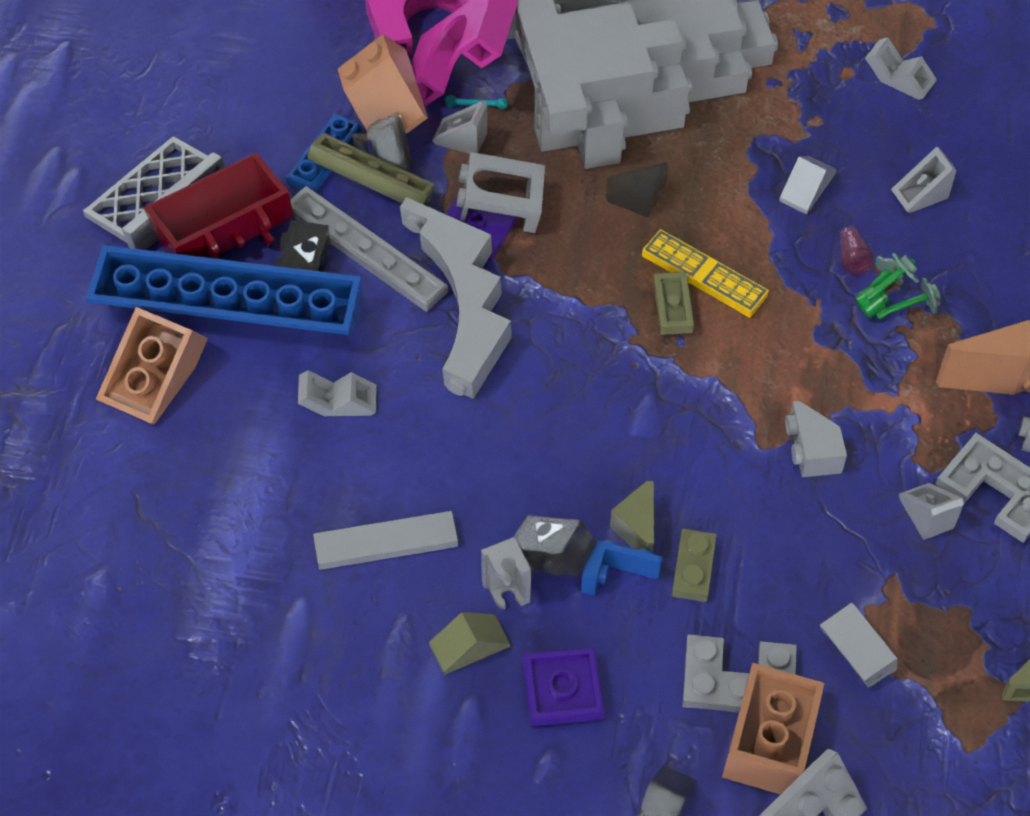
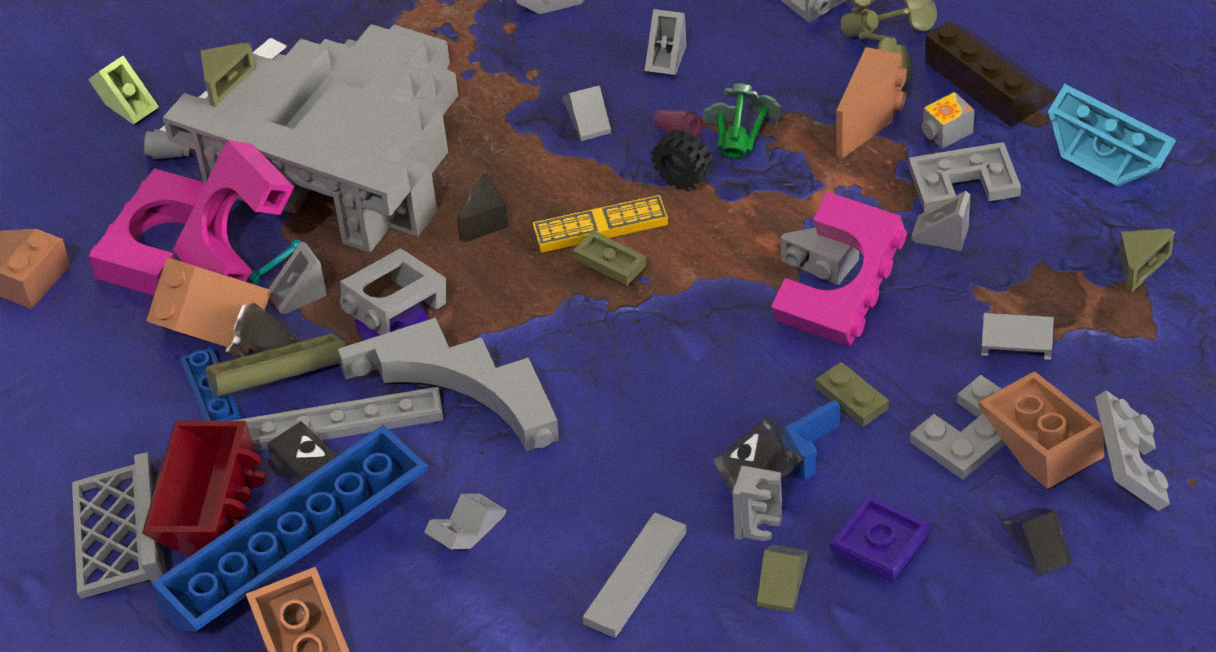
camera: 45 degrees left, 10 degrees down
(635, 518) = (784, 398): olive slope -> none
(810, 278) = (682, 159): none -> black tyre
(842, 472) = (841, 311): none -> dark pink arch

